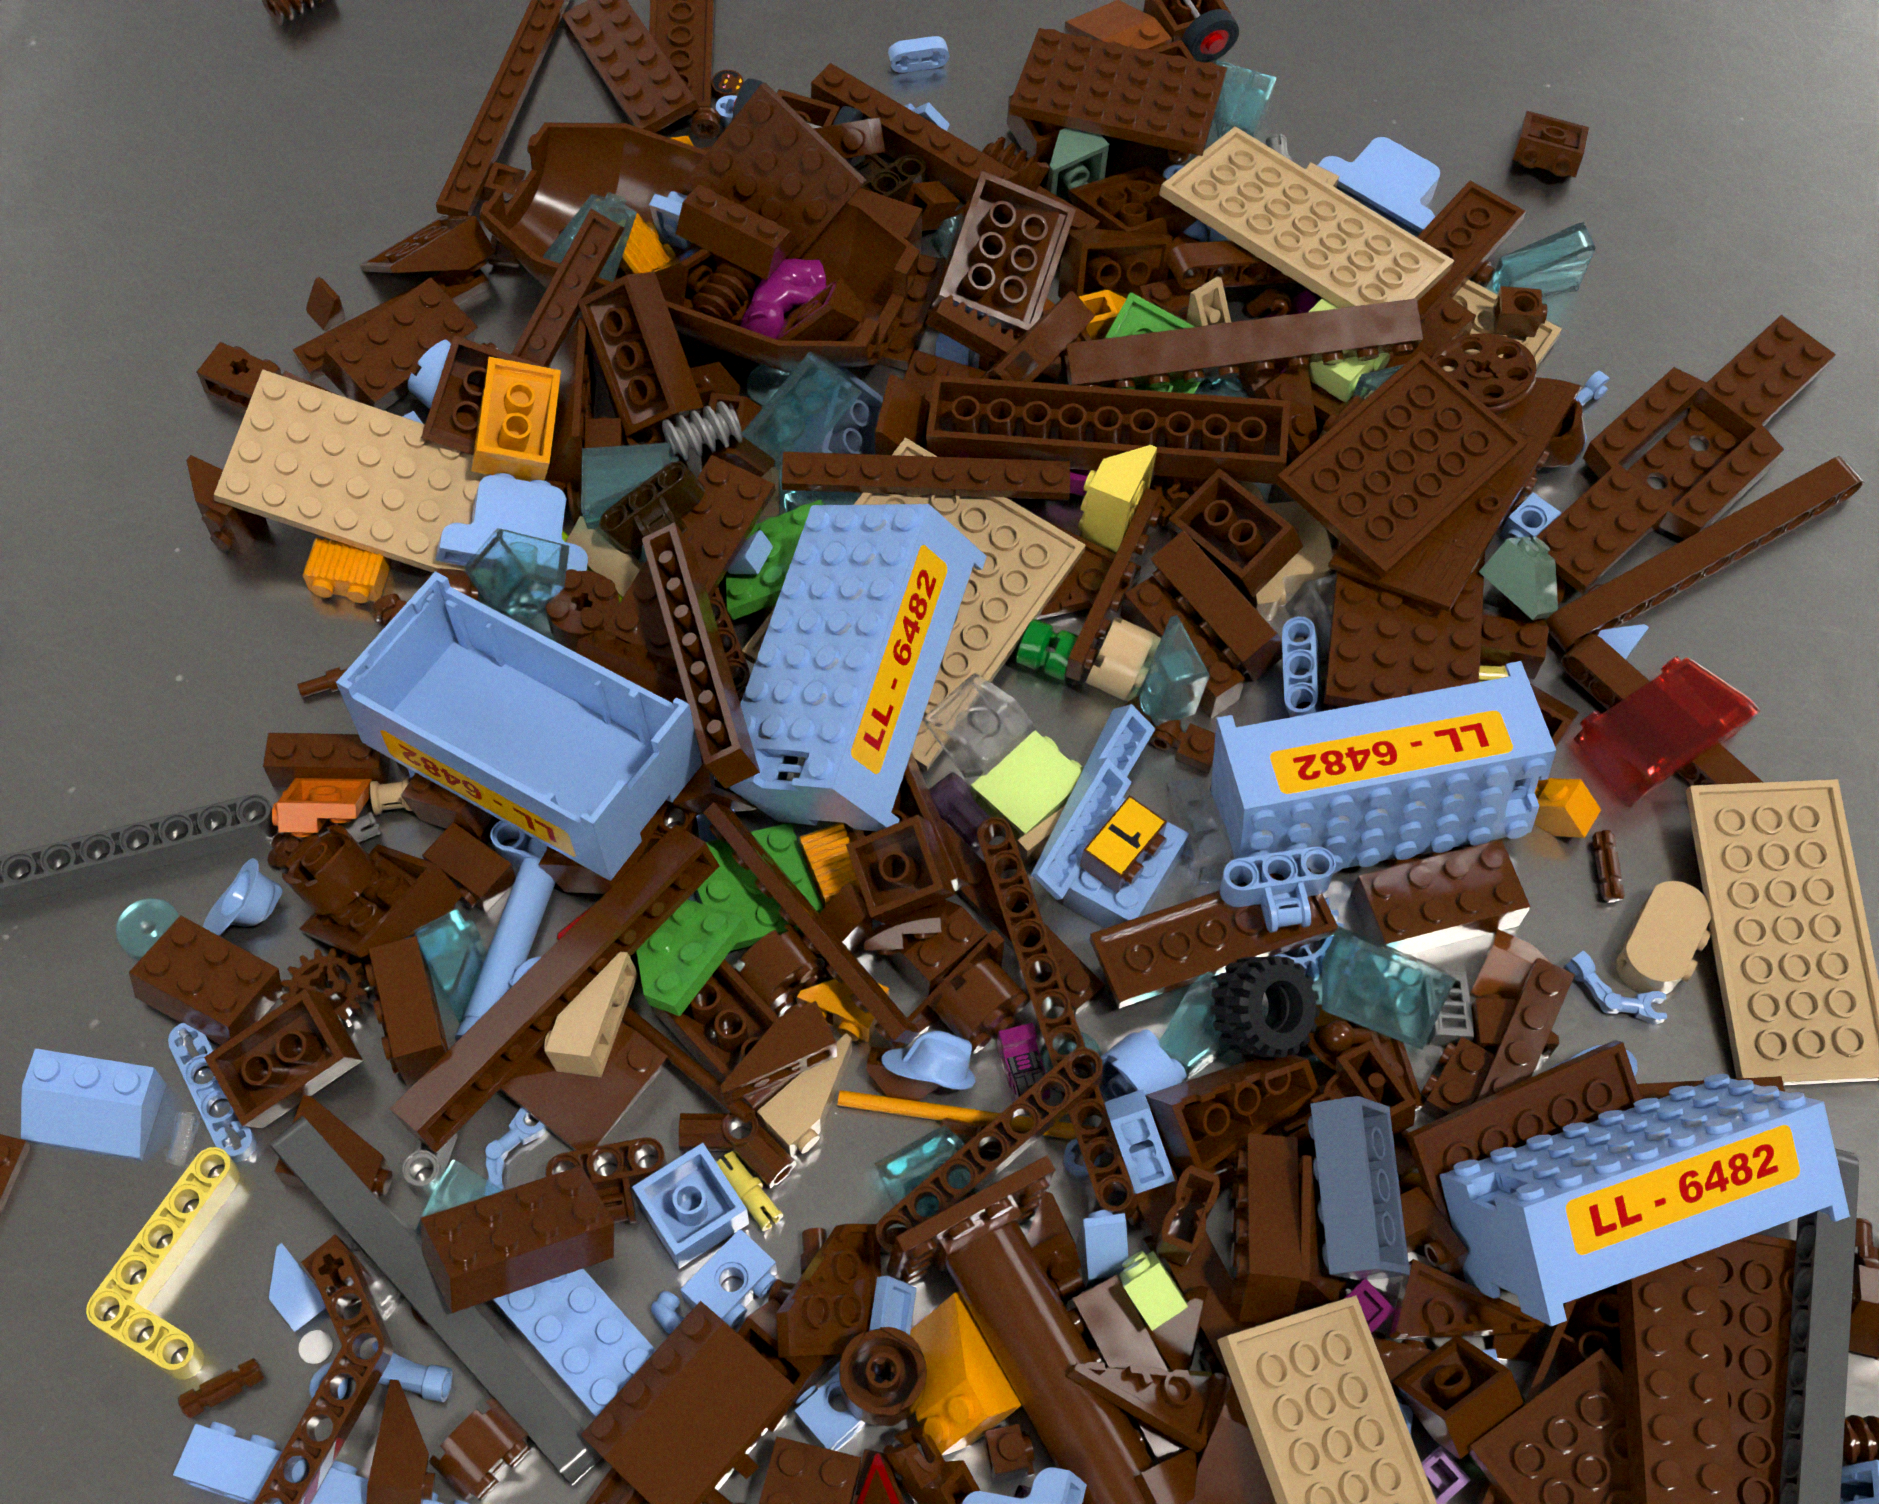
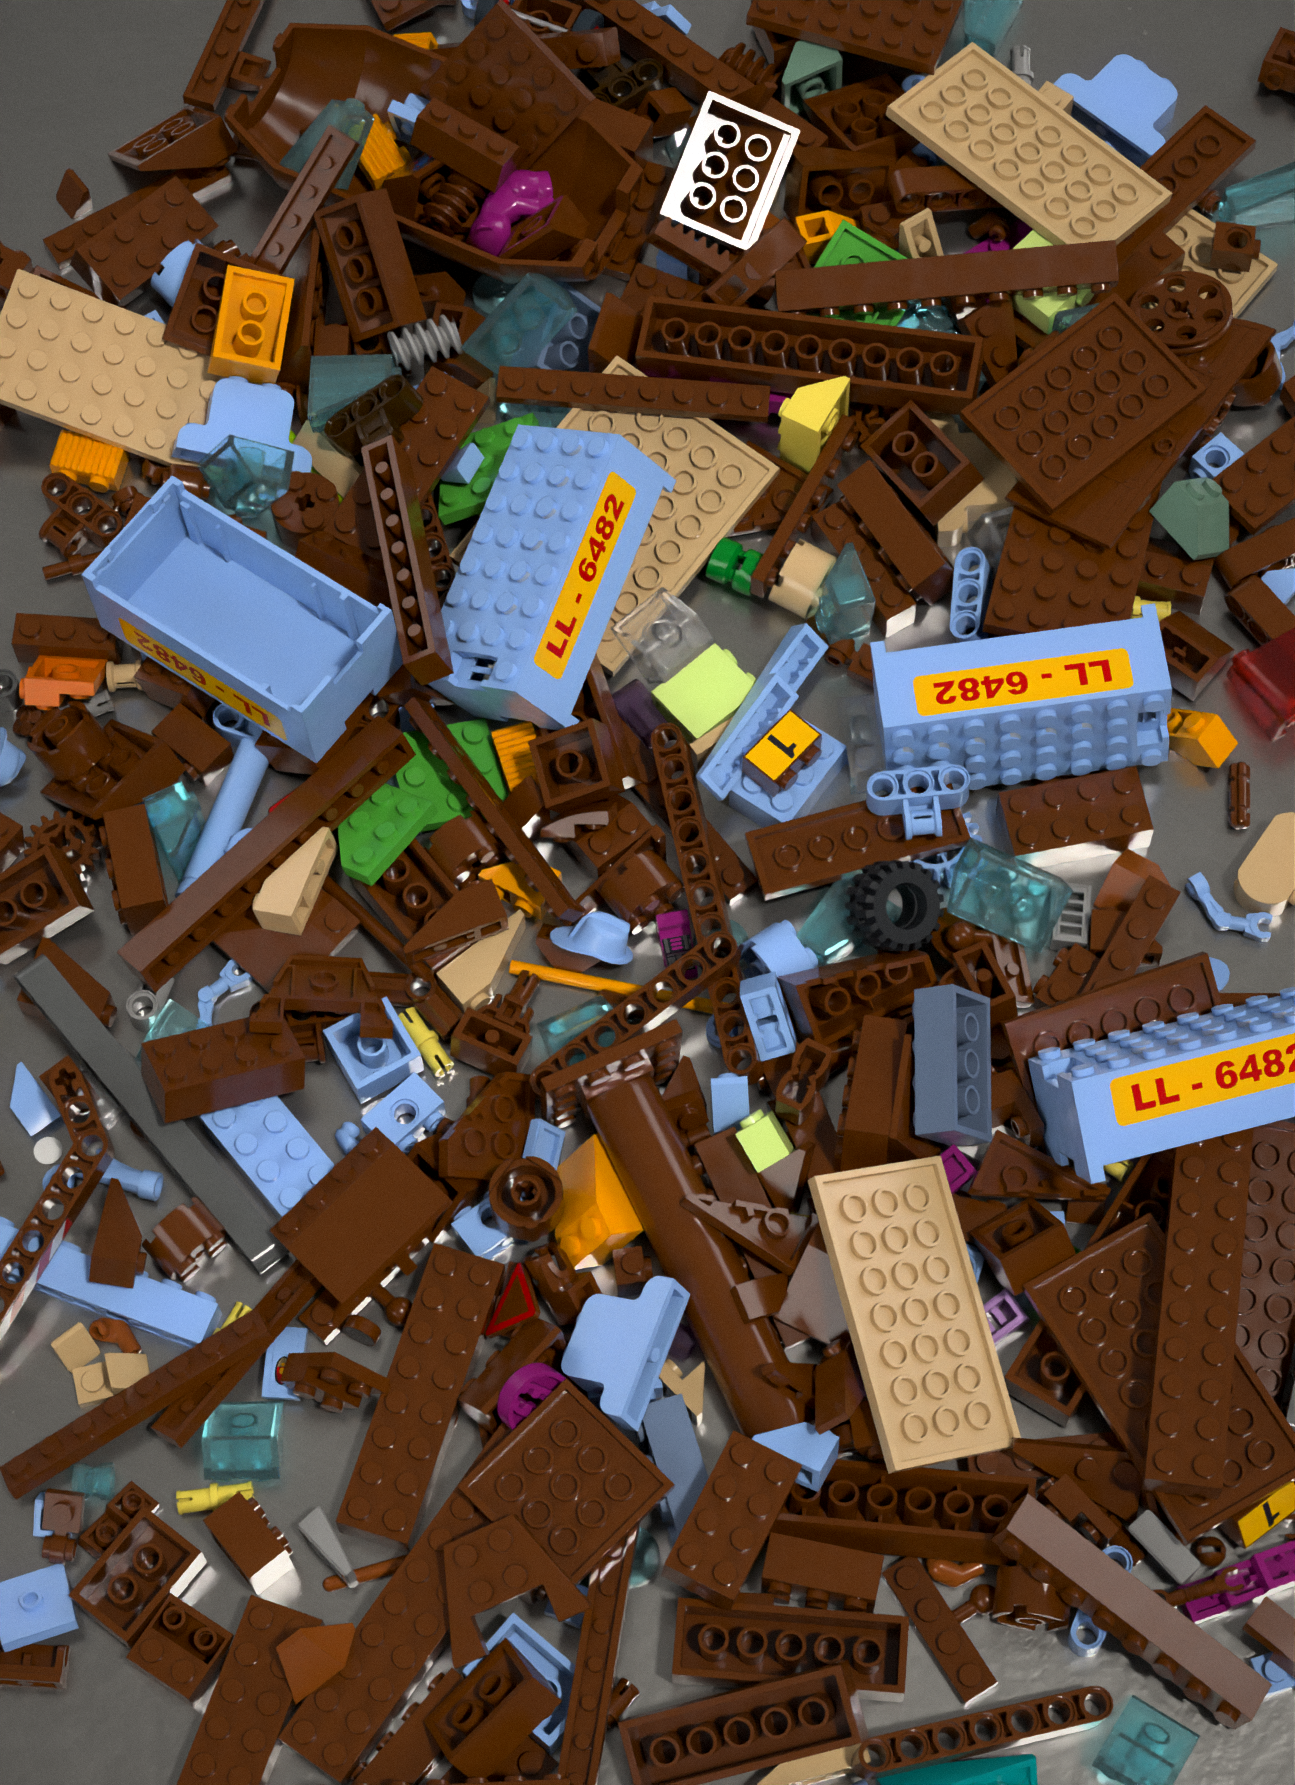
camera: 10 degrees right, 5 degrees up
(322, 638) = (67, 528): none -> reddish brown piece
(415, 577) = (153, 470): none -> reddish brown hinge
(630, 1134) = (326, 985): none -> reddish brown wing
(705, 123) = (450, 15): reddish brown bush -> none
(828, 1180) = (497, 1035): none -> reddish brown brick

